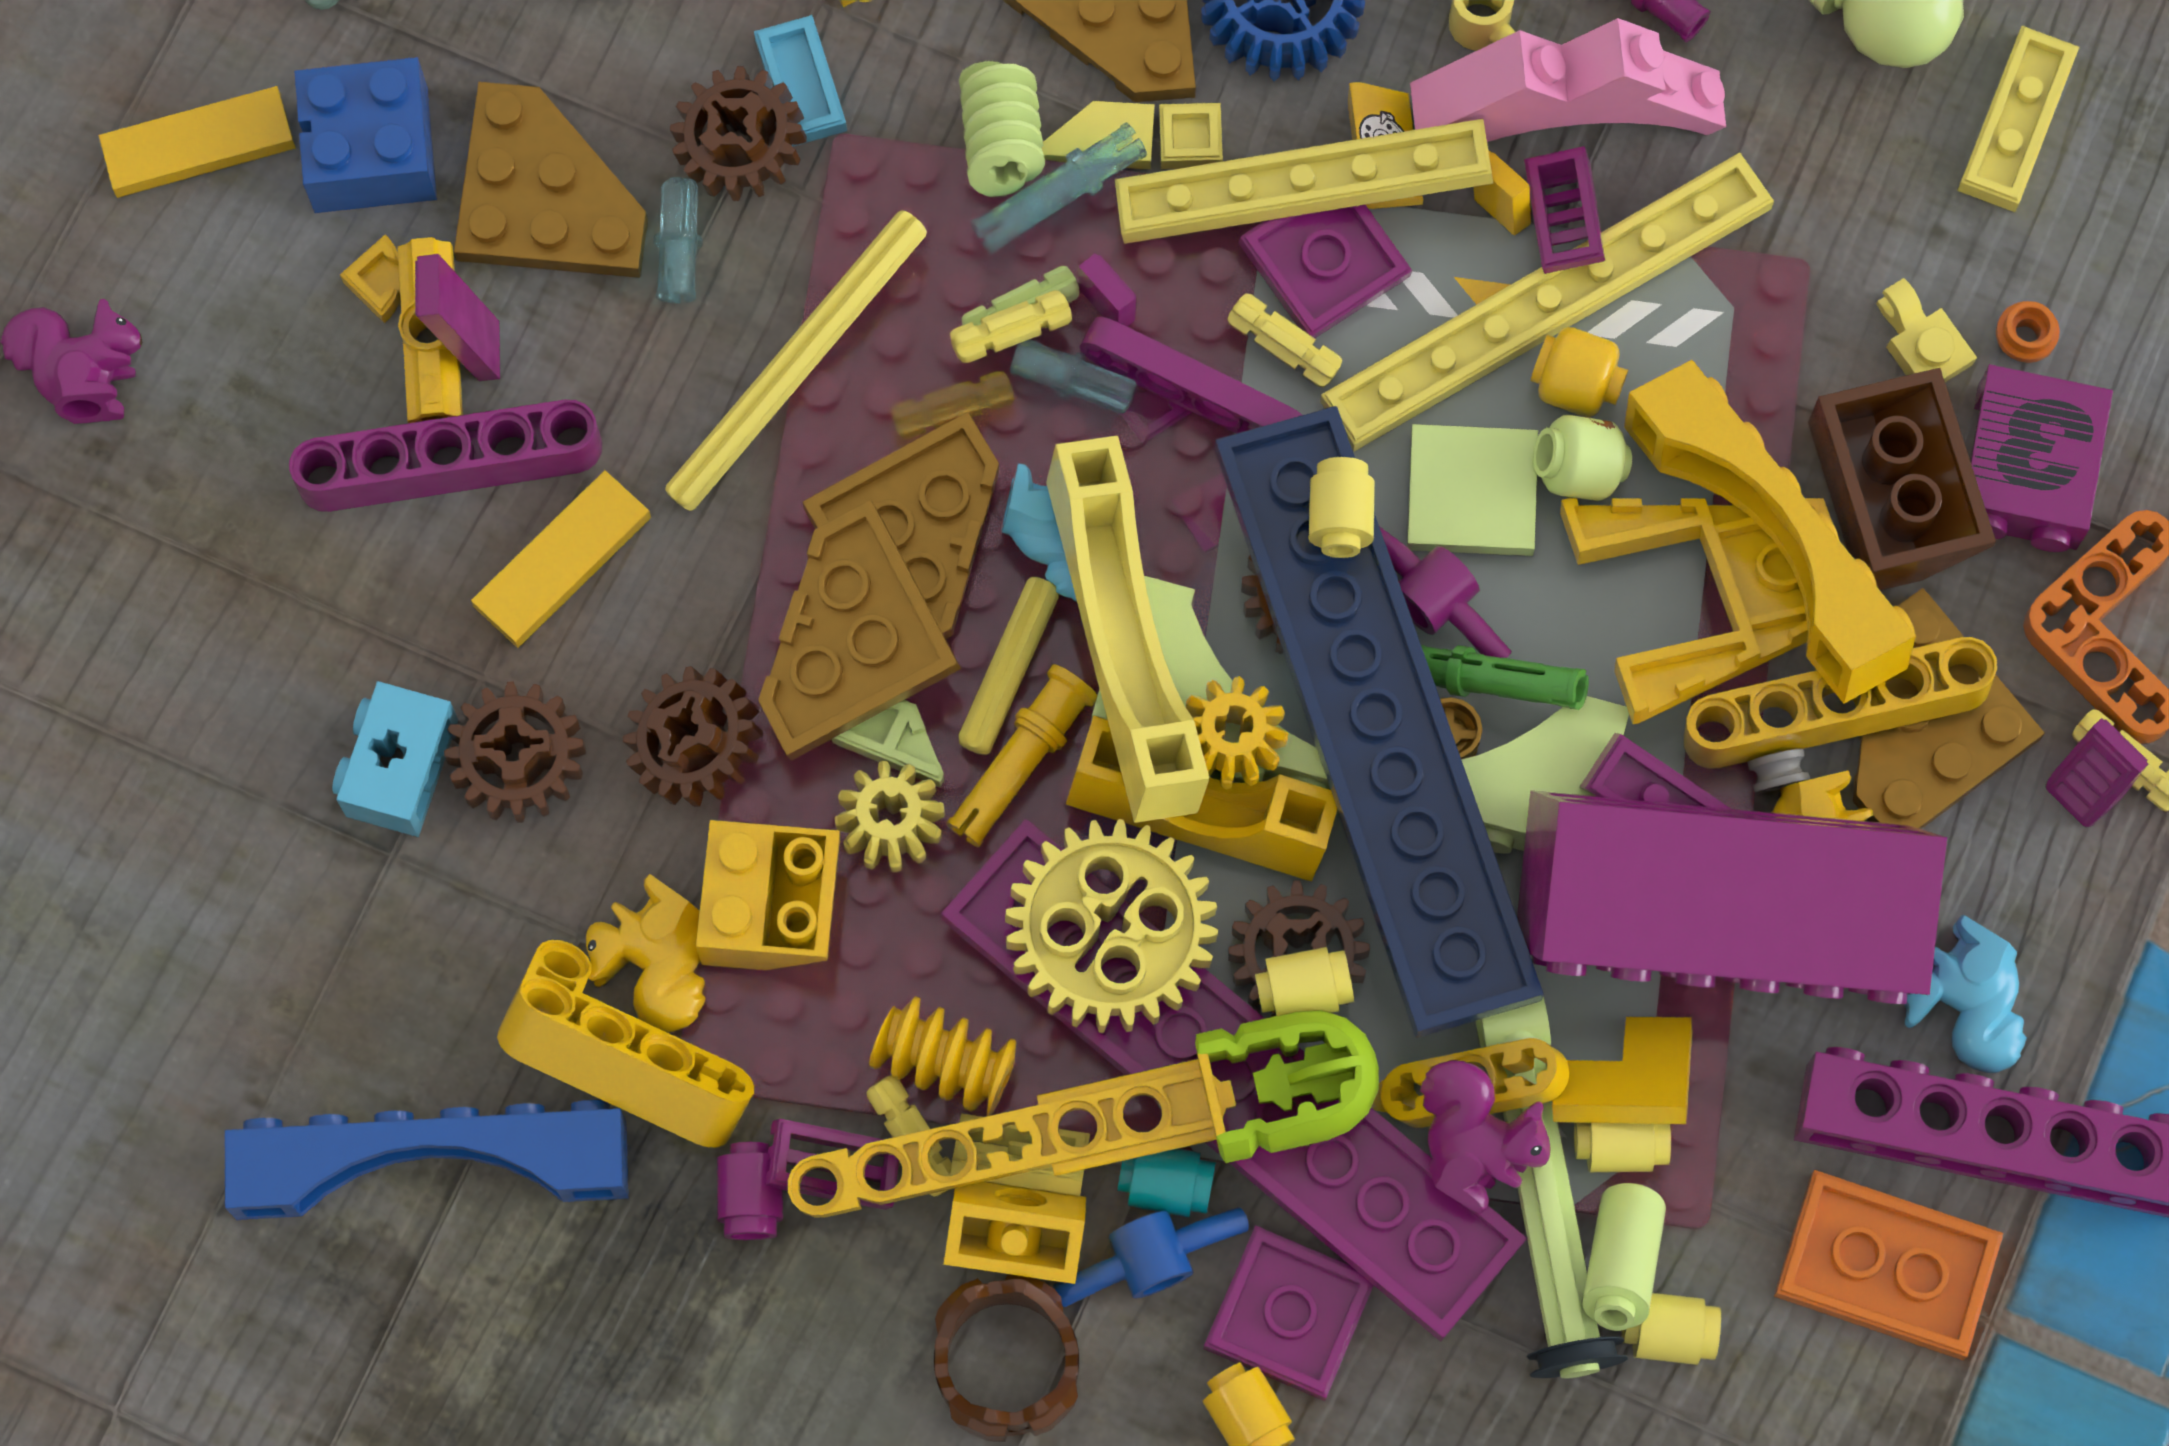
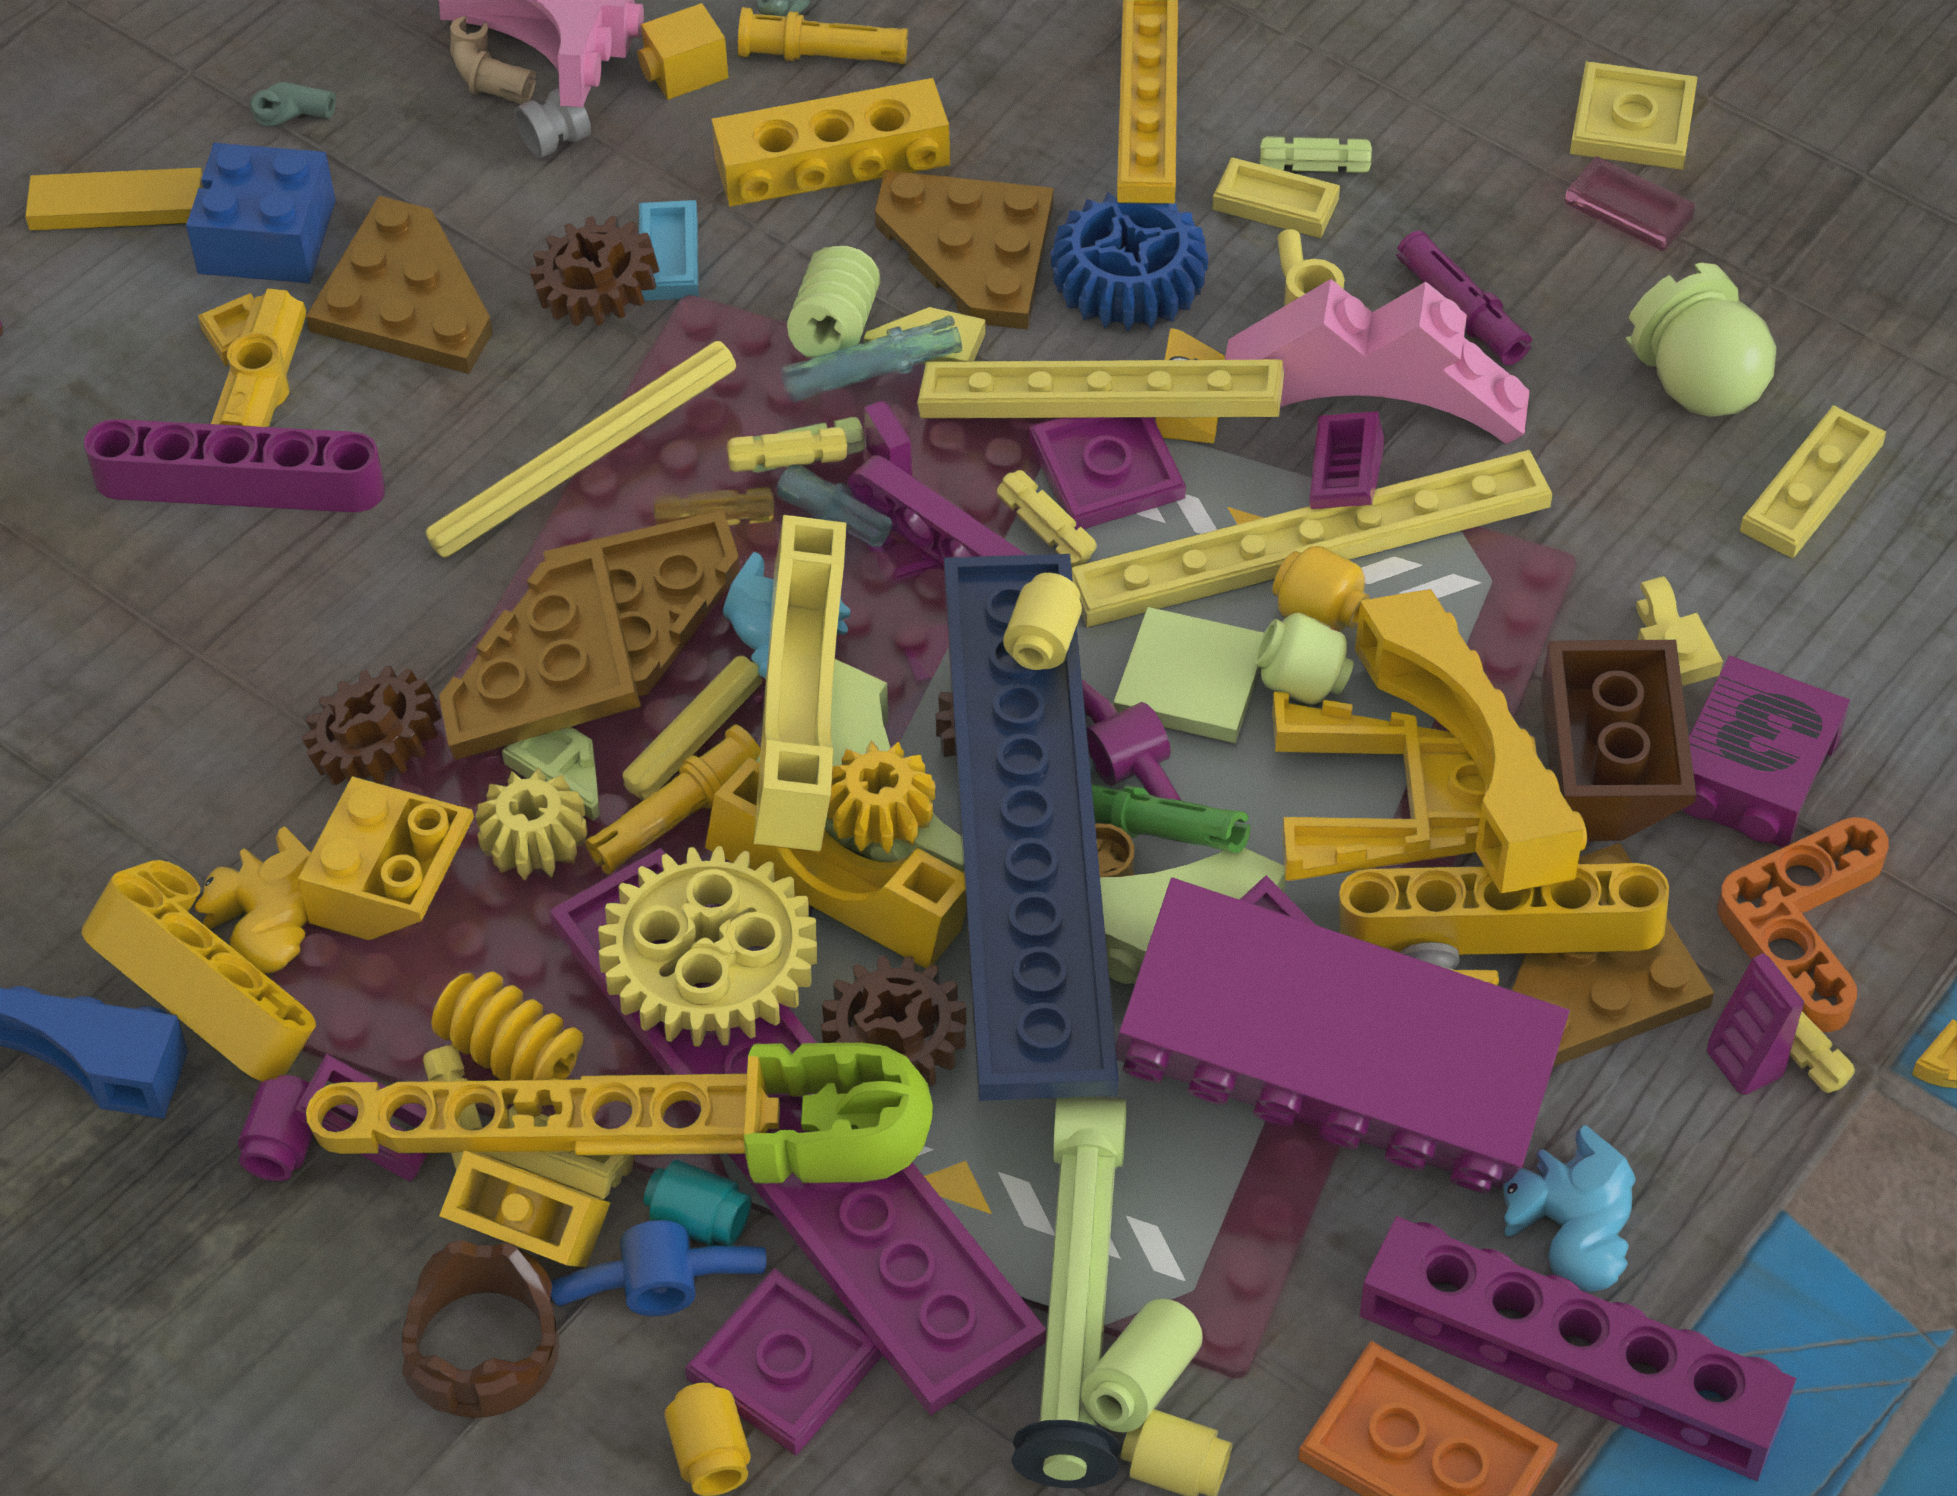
camera: 15 degrees right, 20 degrees down
(403, 791) = (90, 694): medium azure brick -> none
(457, 317) = (278, 340): magenta tile -> none
(490, 750) = (202, 710): reddish brown gear -> none
(561, 559) = (309, 571): yellow tile -> none
(678, 240) = (510, 345): clear light blue axle -> none
(1190, 134) = (1014, 343): light yellow tile -> none
(1305, 982) = (885, 1022): light yellow brick -> none
(1472, 1145) = (1008, 1213): magenta animal -> none
(1506, 198) = (1291, 442): yellow tile -> none
(1509, 1092) = (1077, 1164): yellow beam -> none
(1622, 1146) = (1173, 1259): light yellow brick -> none
(1641, 1088) = (1211, 1204): yellow tile -> none
(2029, 315) = (1782, 638): orange plate -> none

